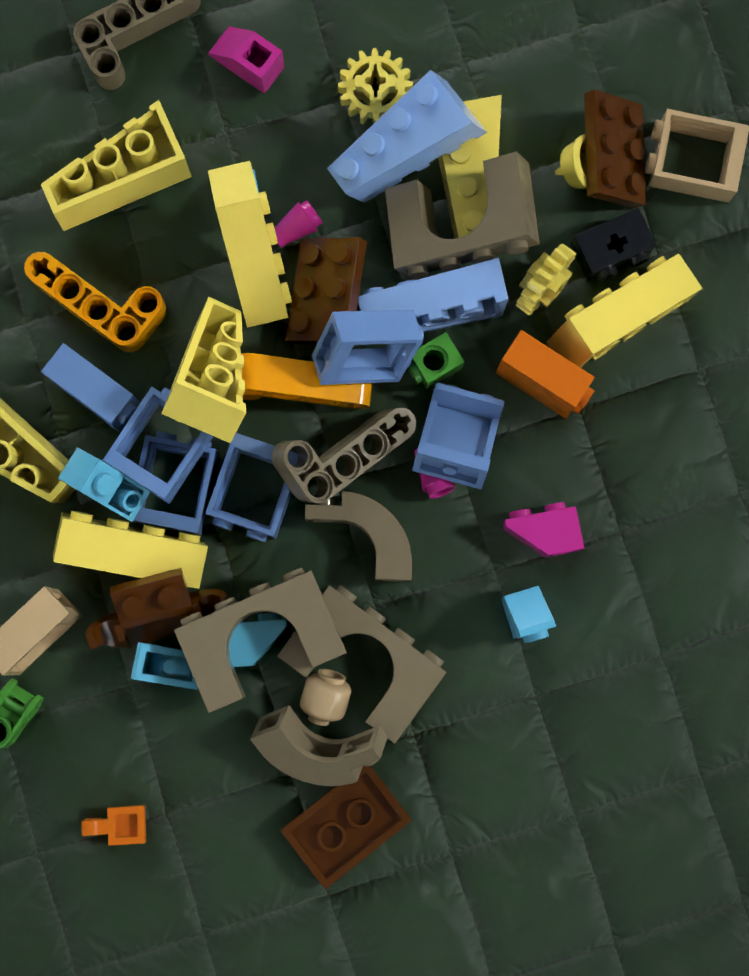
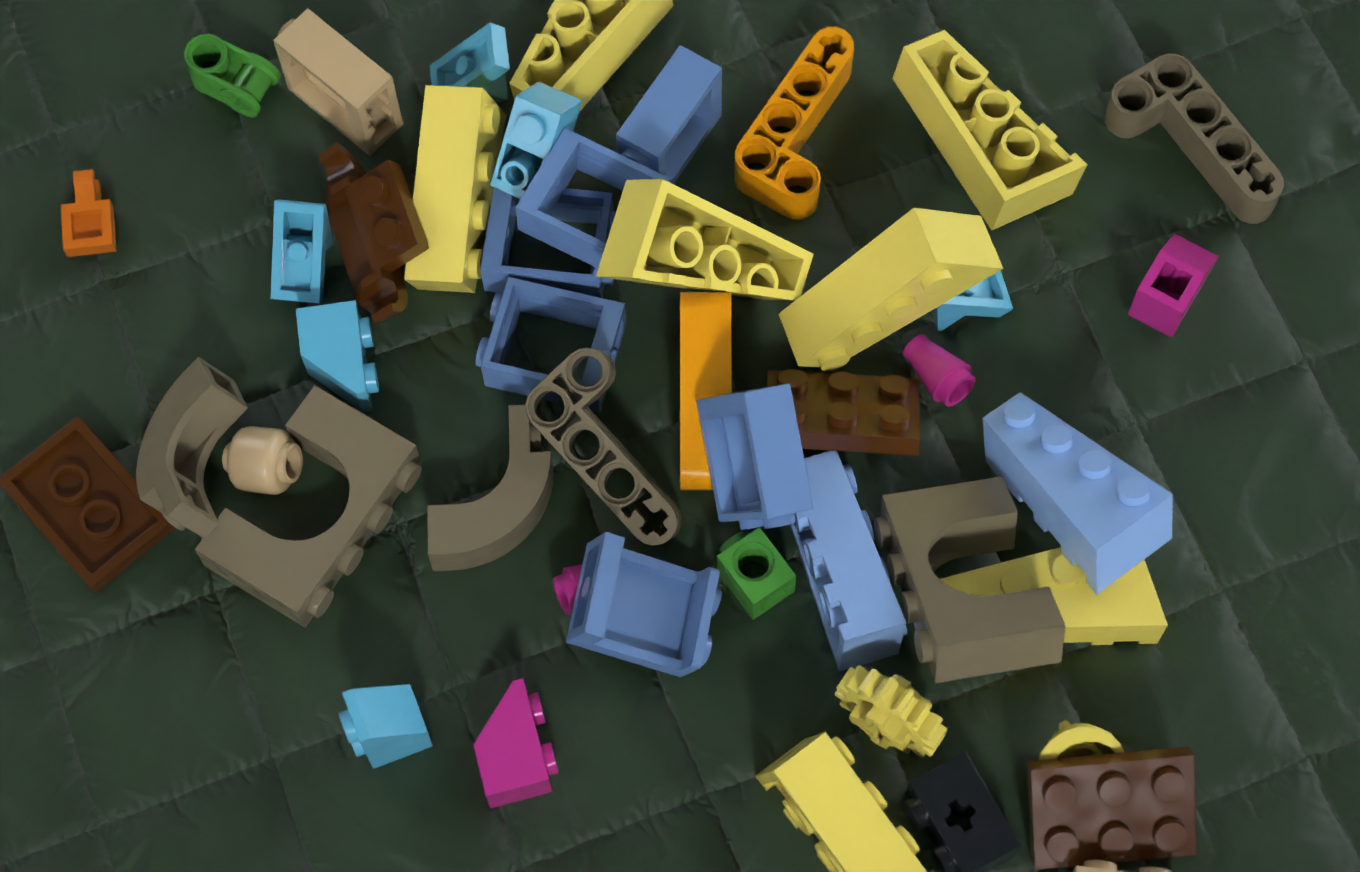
camera: 90 degrees right, 15 degrees down
(26, 533) = (476, 63): none -> medium azure slope
(208, 638) = (330, 288): dark tan arch -> none
(359, 87) = (1173, 442): light yellow gear -> none
(546, 375) = (742, 720): orange brick -> none

